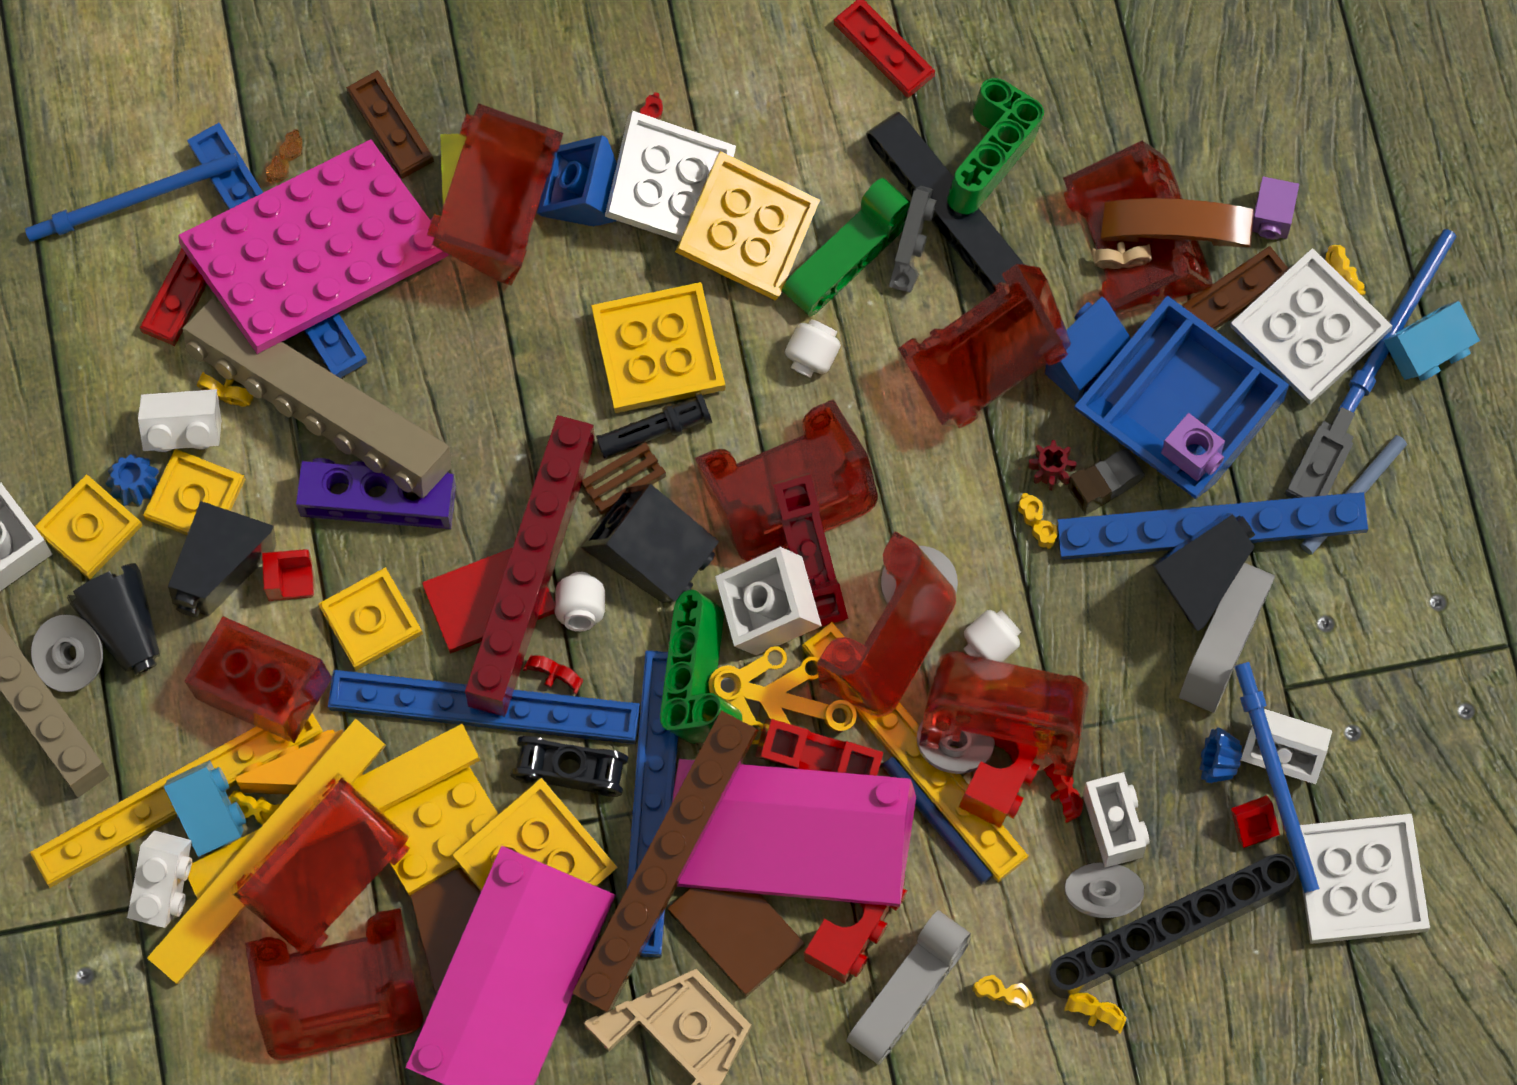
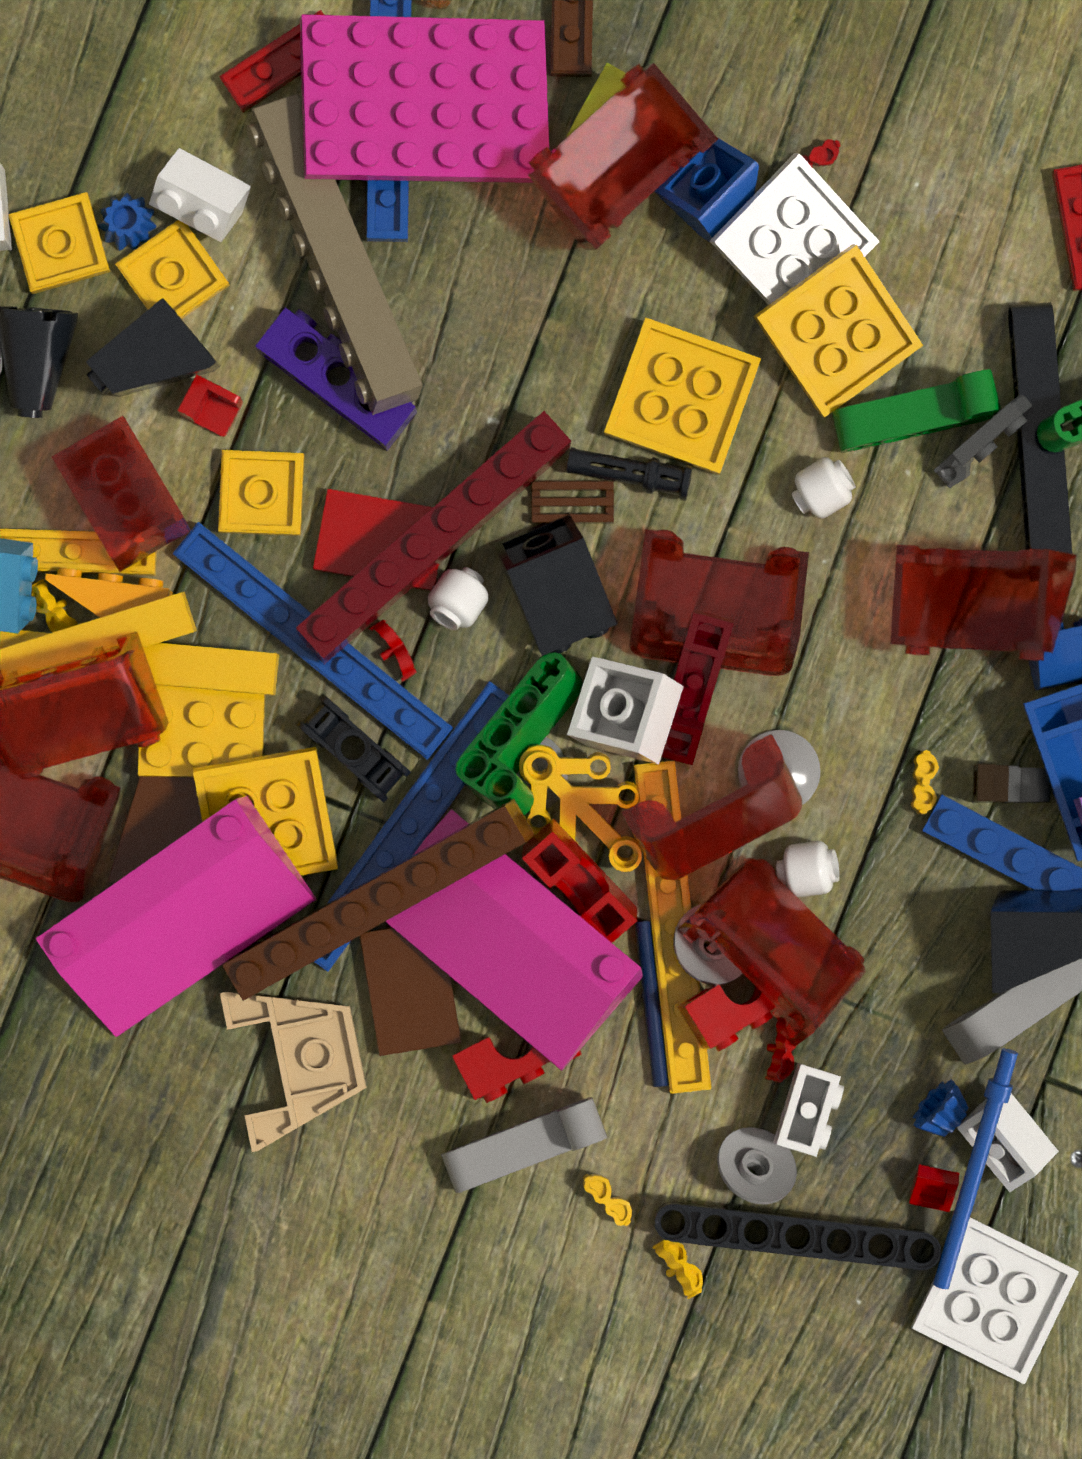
camera: 30 degrees right, 15 degrees up
(229, 394) = (258, 188): yellow piece -> none
(1052, 474) = (965, 749): dark red gear -> none

